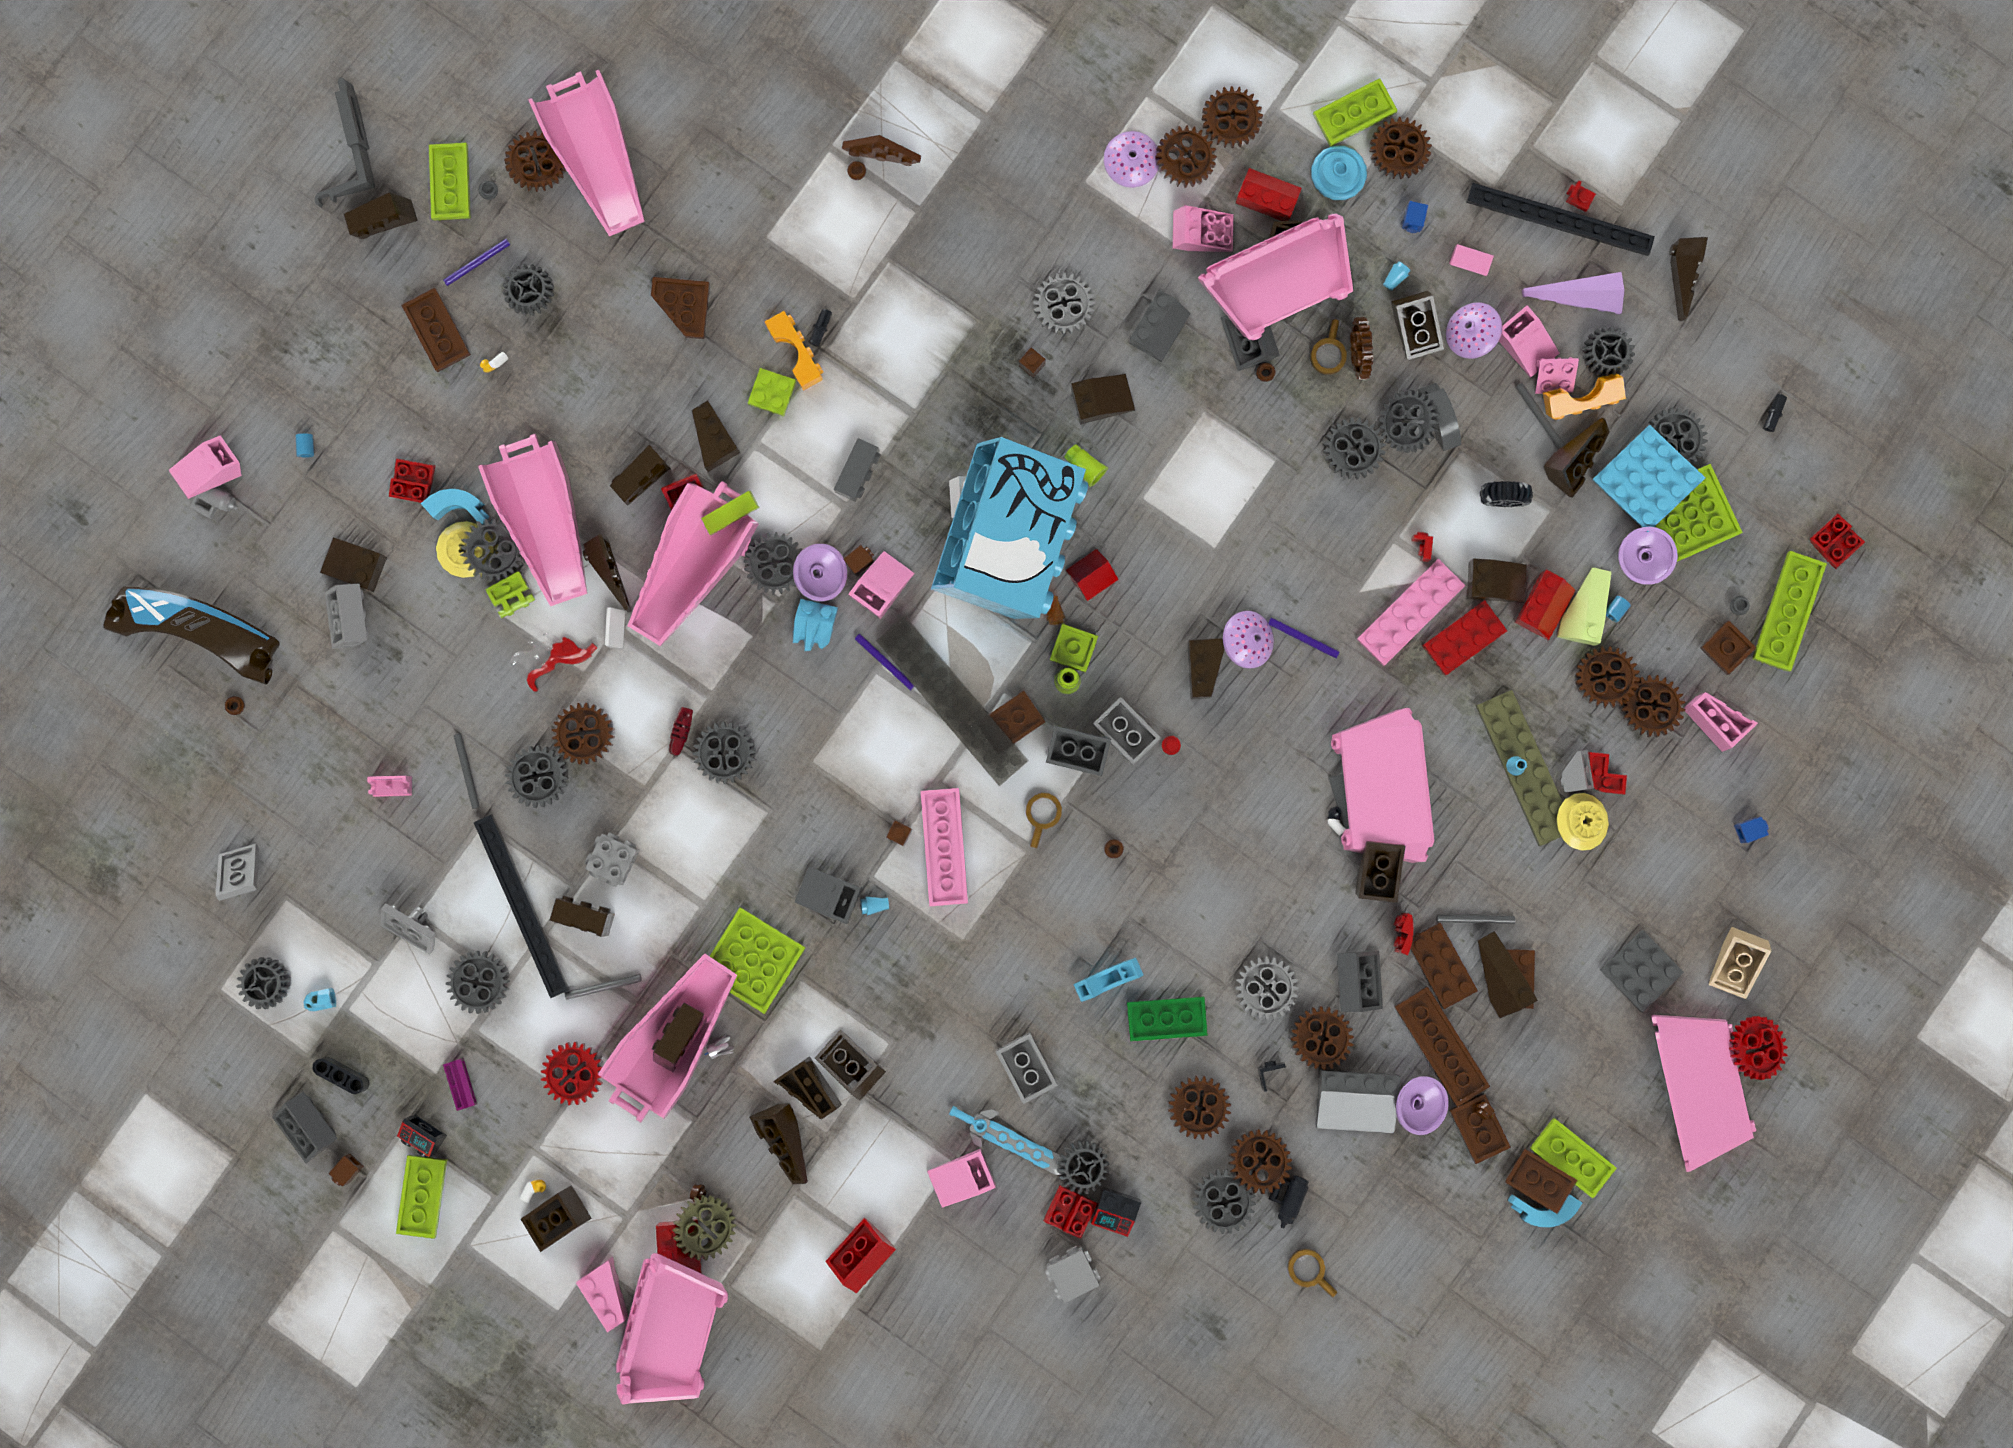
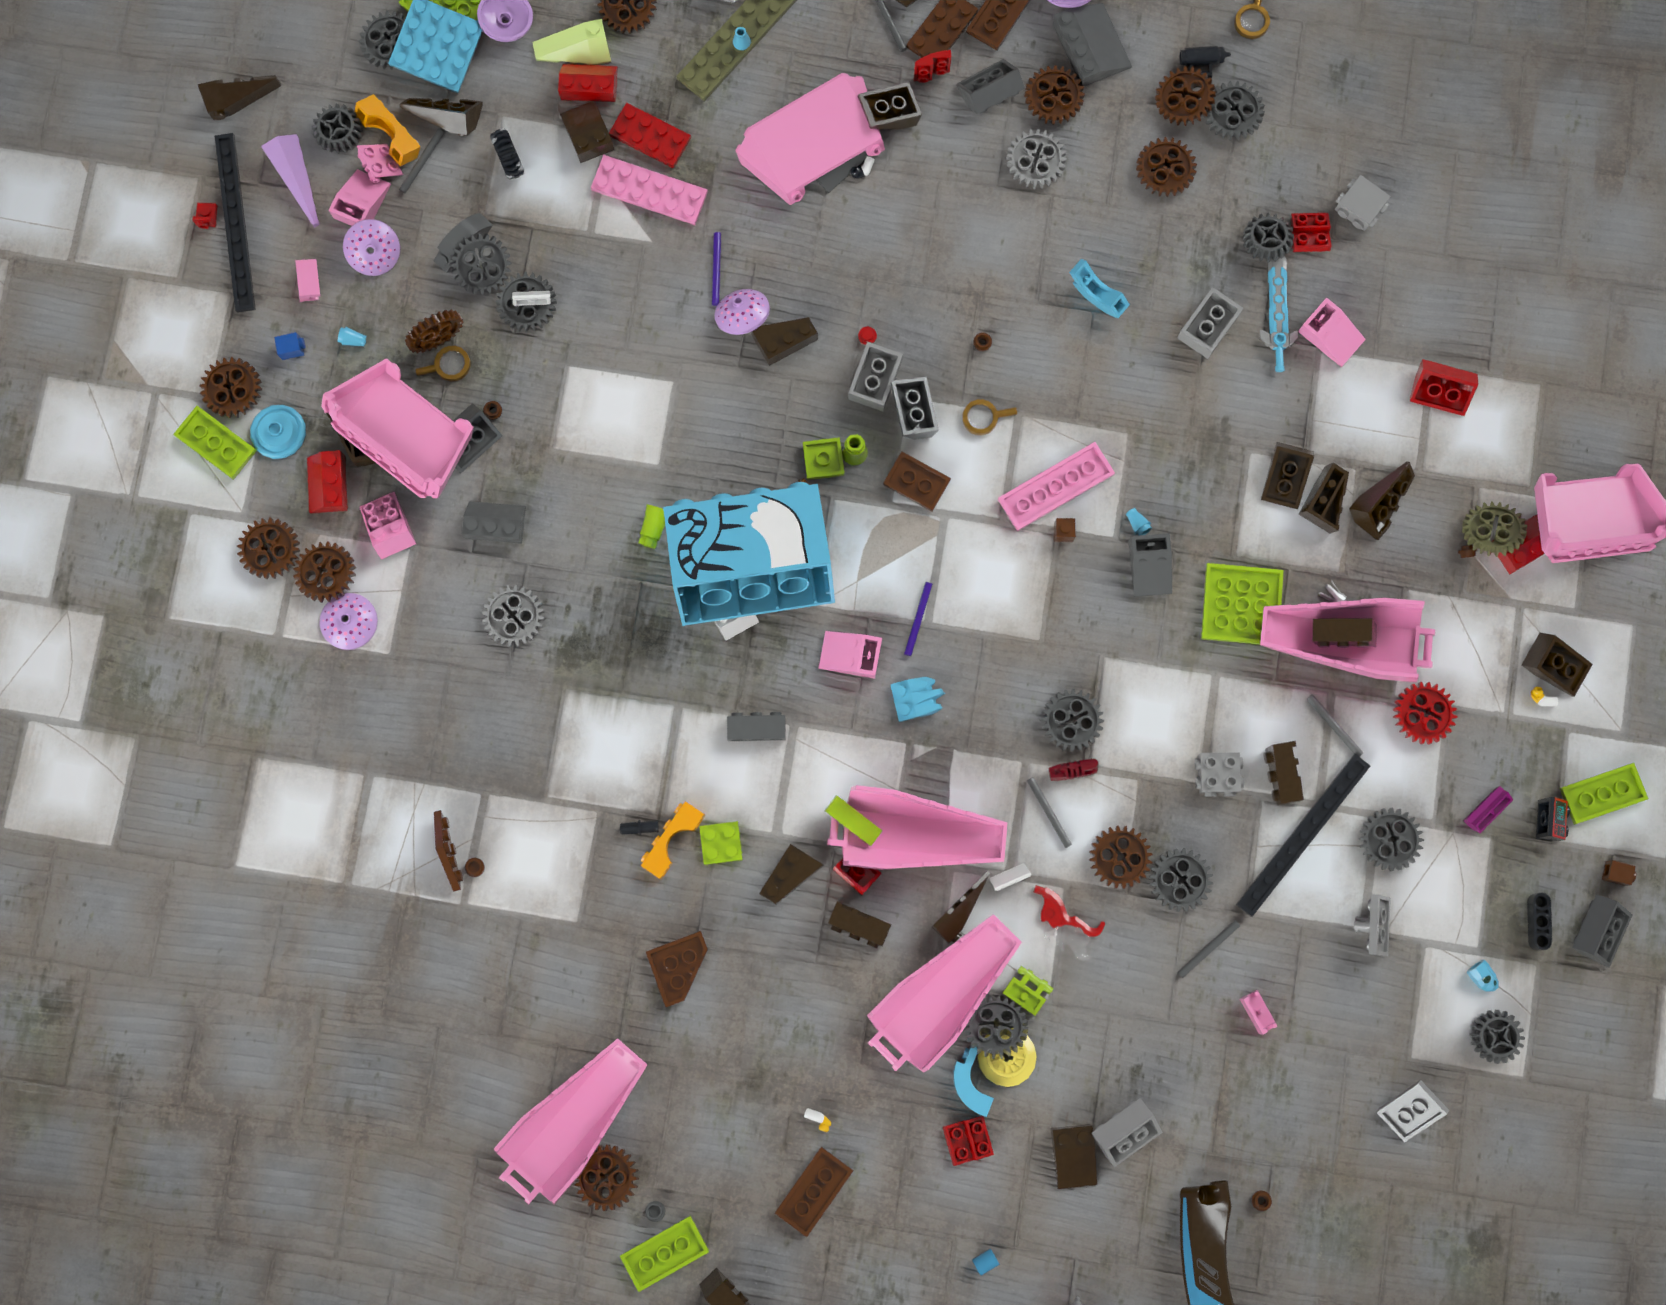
camera: 120 degrees left, 5 degrees down
(476, 262) = (730, 1187): dark purple bar -> none
(515, 281) = (724, 1121): dark grey gear -> none
(604, 1294) = (1598, 589): bright pink wedge -> none
(654, 692) = (1049, 812): none -> dark grey bar
(771, 546) = (864, 770): dark grey gear -> none
(830, 572) = (864, 706): lavender dish -> none
(859, 559) = (837, 685): reddish brown brick -> none
(952, 700) = (923, 540): clear smoke plate -> none
(1032, 362) = (581, 617): reddish brown brick -> none
(1092, 574) = (748, 473): red slope -> none
(1102, 397) = (585, 541): dark brown slope -> none
(1116, 1211) = (1289, 193): black slope -> none
(1167, 1018) = (1105, 228): green plate -> none
(1269, 1066) = (1102, 126): black bracket -> none
(1353, 452) = (531, 298): none -> white slope
(1418, 324) = (387, 299): dark brown slope -> none
(1425, 548) = (586, 201): red bracket -> none
(1617, 608) = (562, 21): dark azure piece -> none

